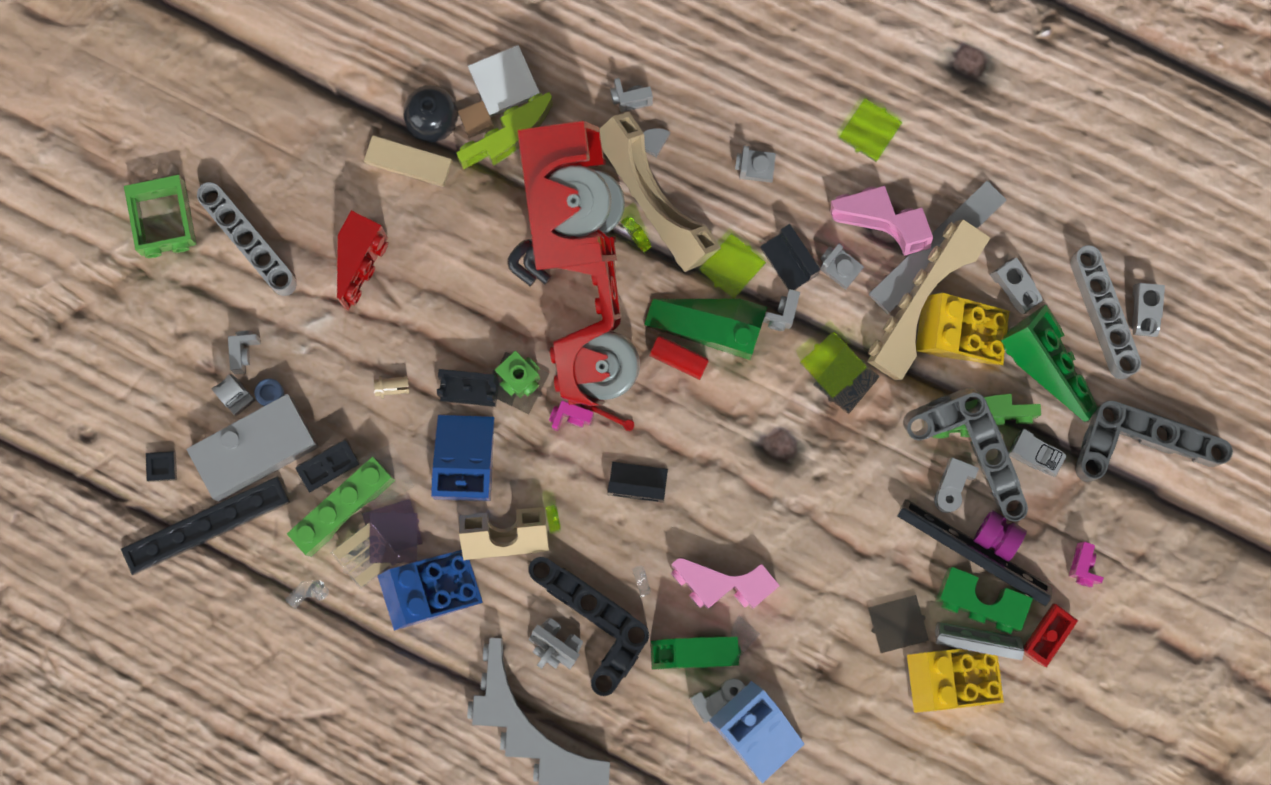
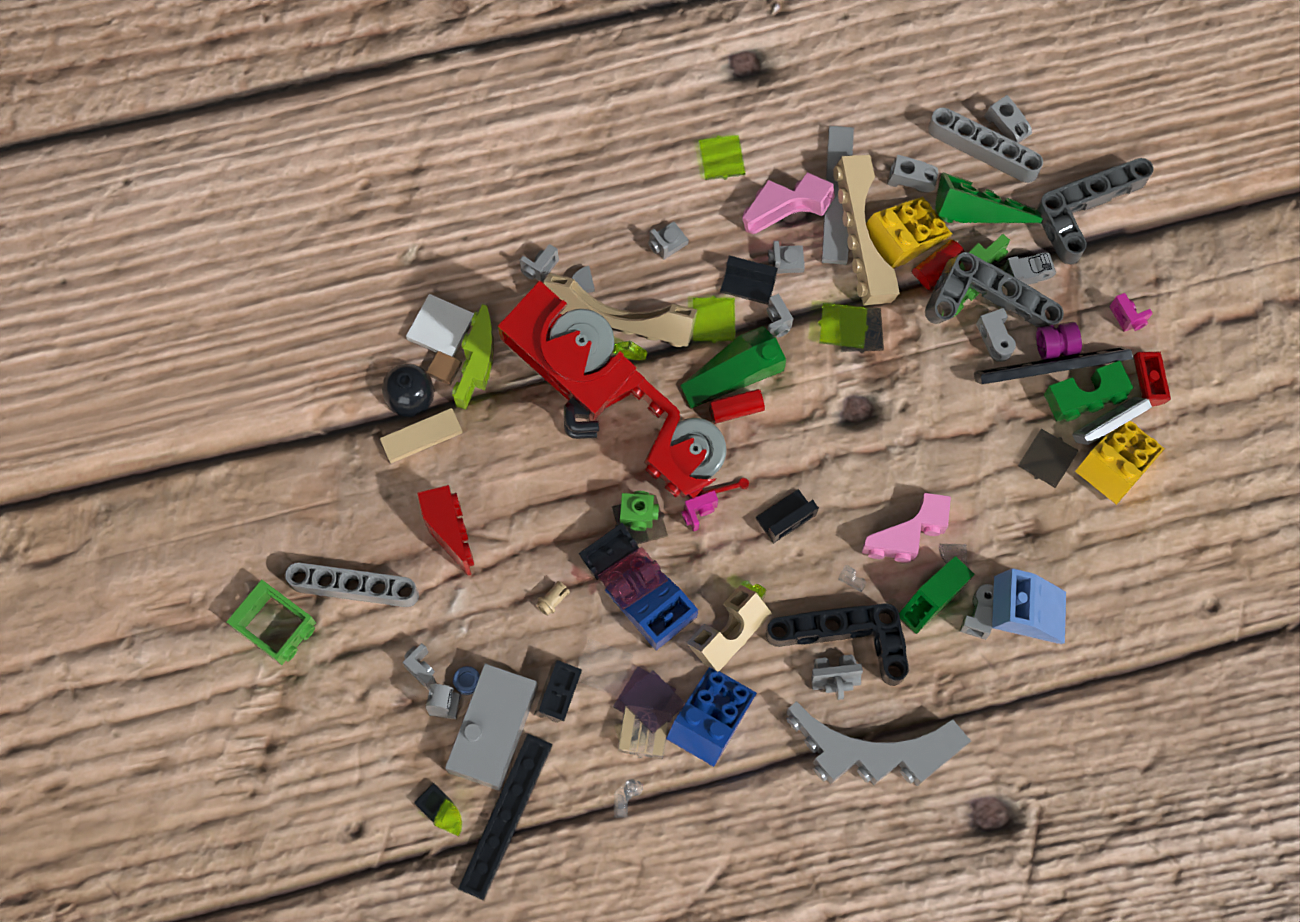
camera: 40 degrees left, 10 degrees down
(159, 489) = (448, 818): none -> clear neon green tile
(339, 506) = (595, 712): bright green arch -> none
(464, 426) = (632, 578): none -> clear pink hinge
(955, 379) = (932, 267): none -> red brick

